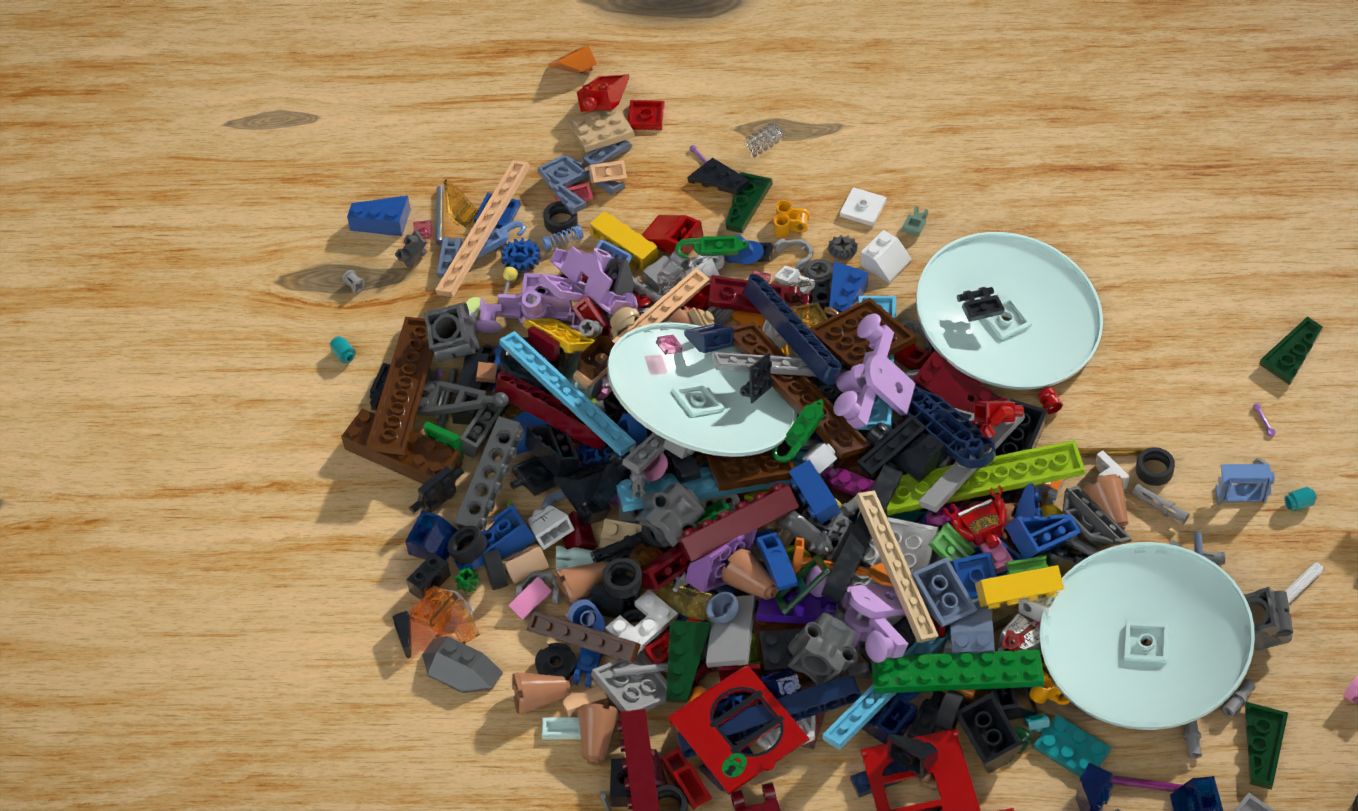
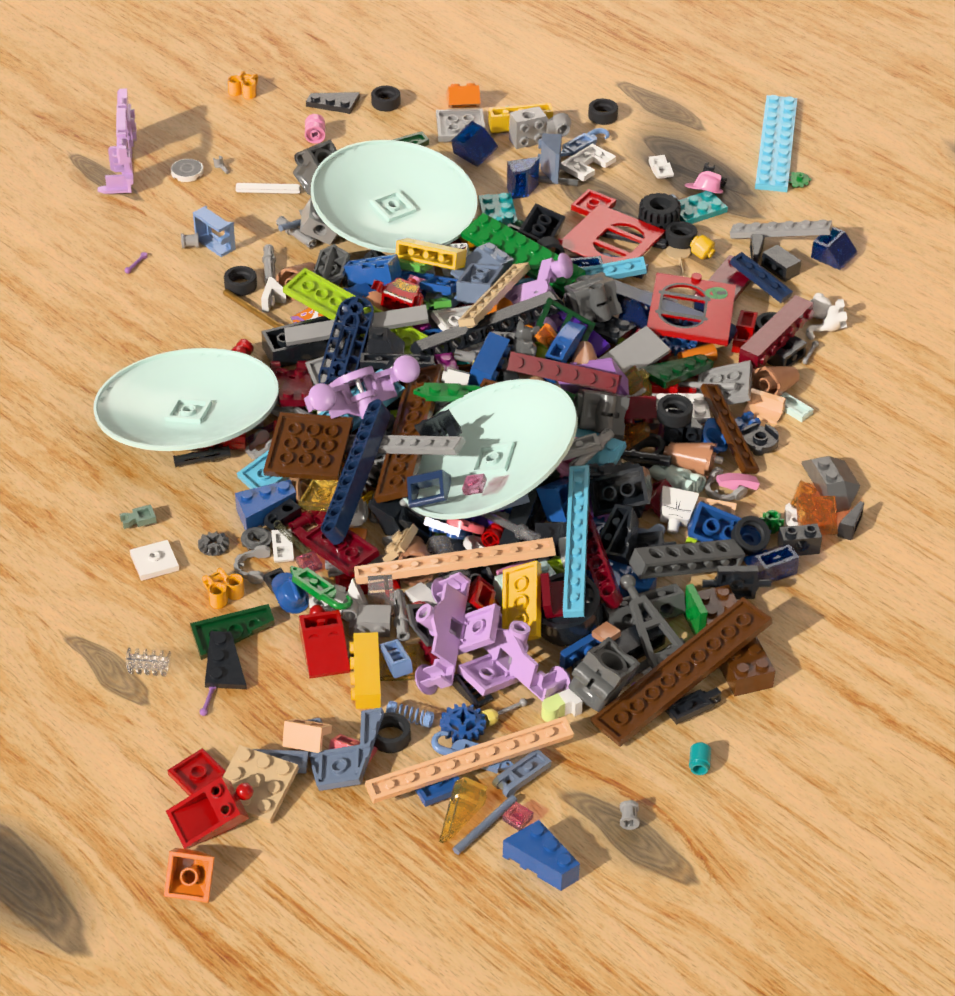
camera: 140 degrees left, 10 degrees down
(413, 248) = (548, 795): dark grey hips -> none
(495, 569) = (747, 502): black tyre -> none
(537, 690) = (794, 424): nougat cone -> none
(585, 325) = (496, 583): light grey bush -> none
(600, 345) = (527, 537): reddish brown piece -> none
(622, 319) = (467, 565): tan hat -> none
(722, 608) = (626, 357): sand blue piece -> none
(885, 257) = (199, 512): white slope -> none
(912, 754) = (601, 236): black slope -> none
(981, 308) = (210, 396): black plate -> none
(995, 413) = (310, 322): red torso -> none
(1010, 635) = (470, 244): red plate -> none
(1148, 784) = (481, 175): magenta bar -> none
(1290, 353) = (55, 276): dark green wing -> none
(1300, 499) = (186, 212): teal brick -> none

